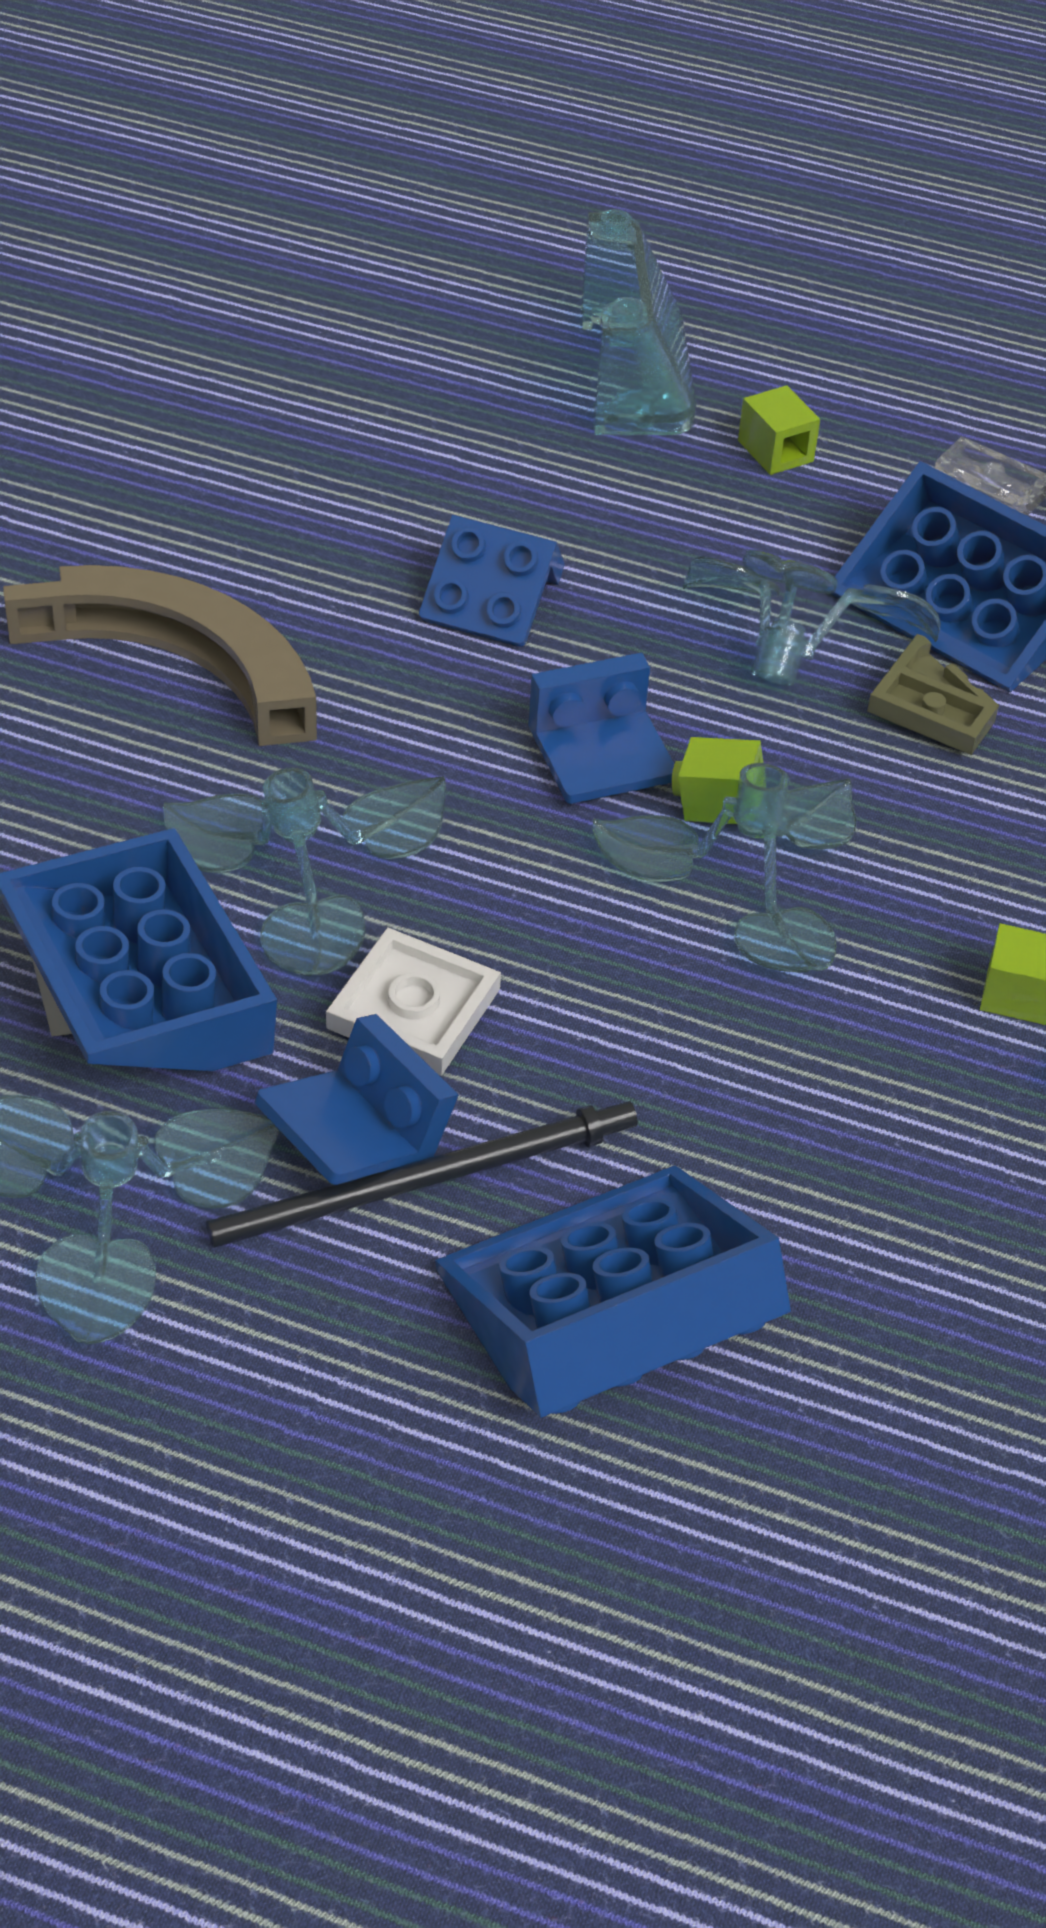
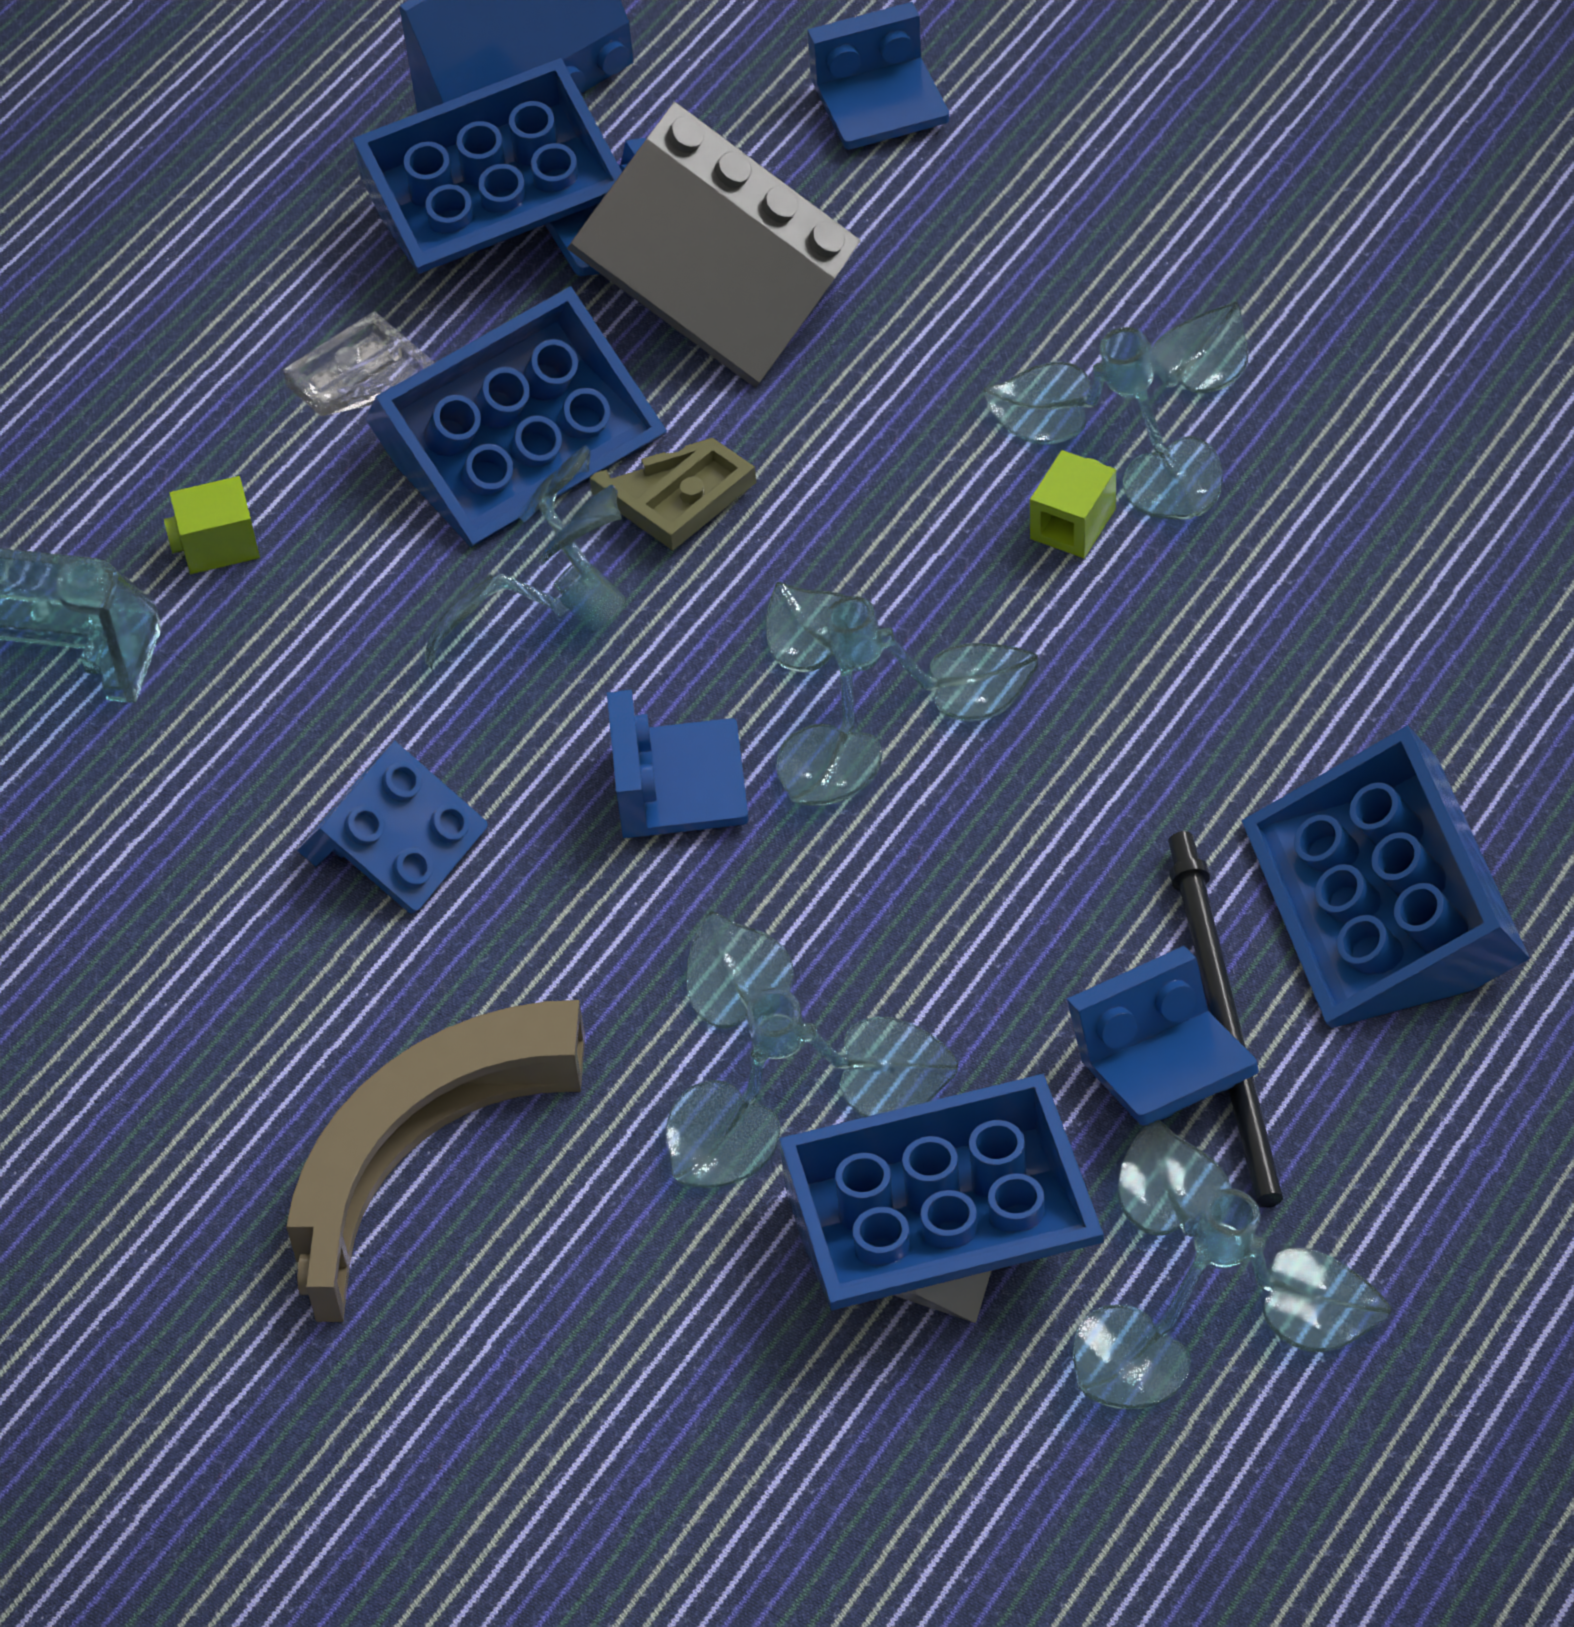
camera: 70 degrees left, 5 degrees up
(420, 993) = (1007, 988): white plate -> none
(710, 774) = (768, 680): lime brick -> none

